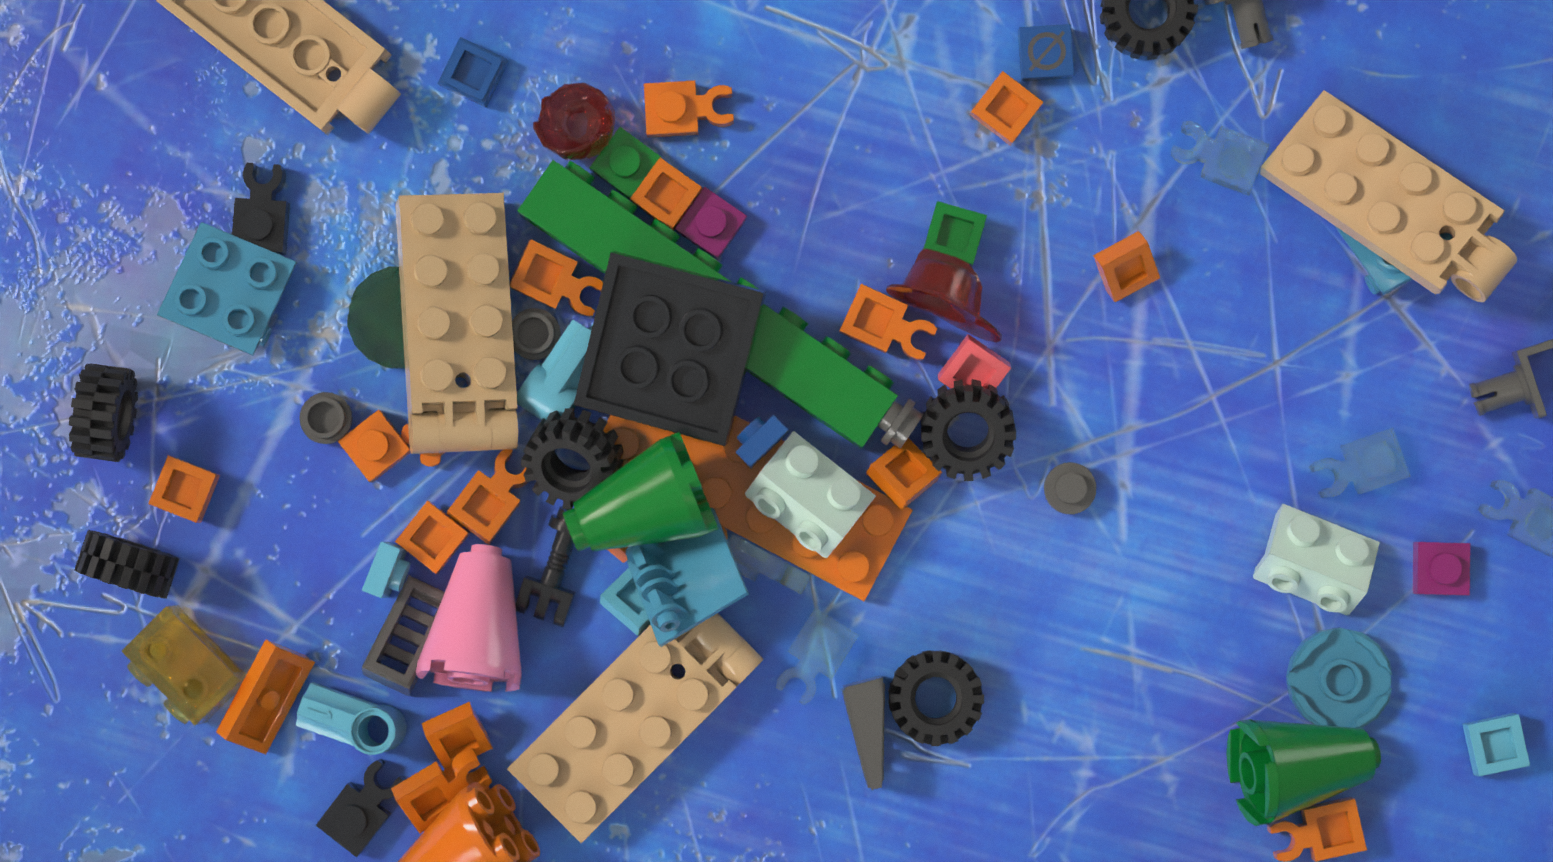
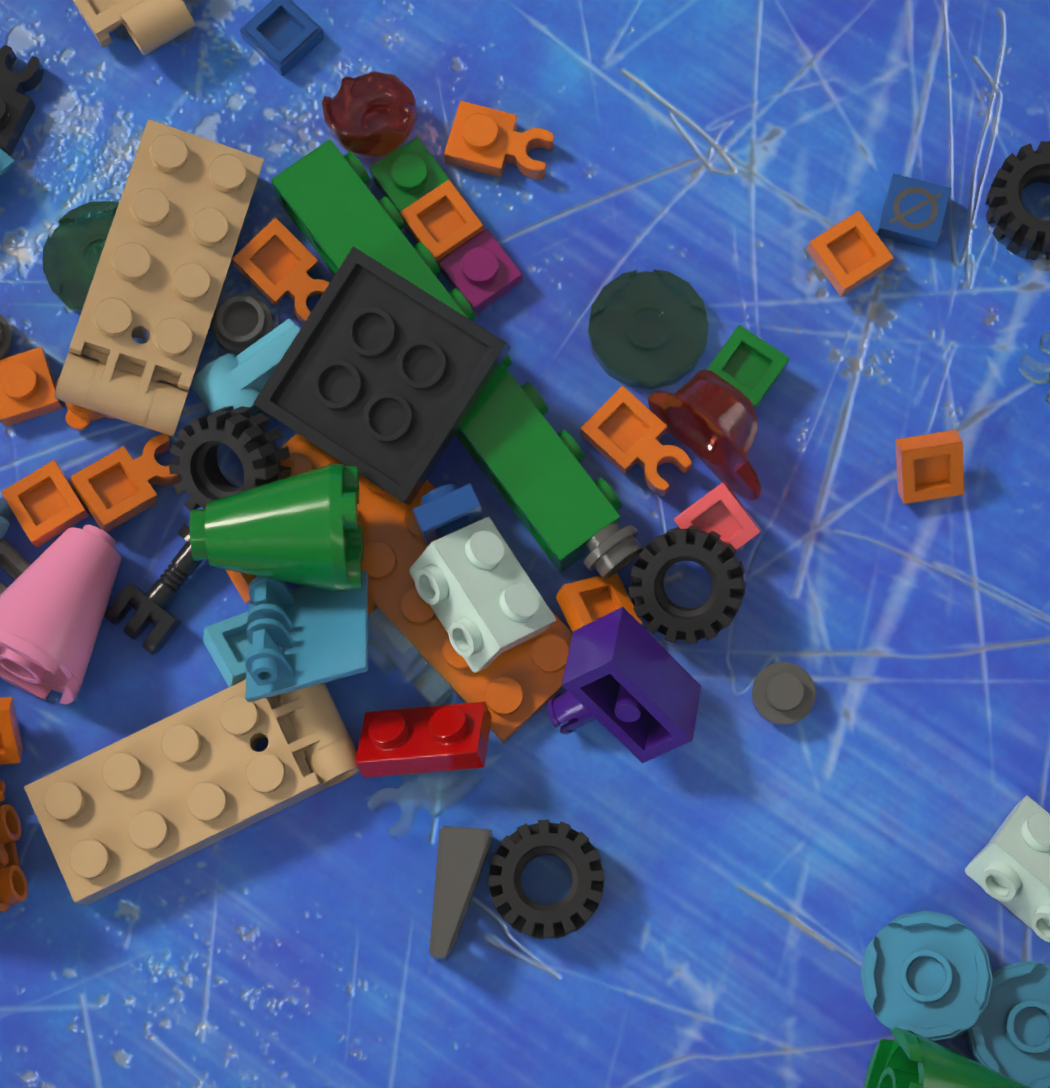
camera: 20 degrees right, 10 degrees down
(804, 623) = (424, 739): none -> red plate
(863, 224) = (648, 328): none -> tile
(951, 531) = (627, 685): none -> dark purple brick
(1249, 670) = (927, 976): none -> dark azure tile

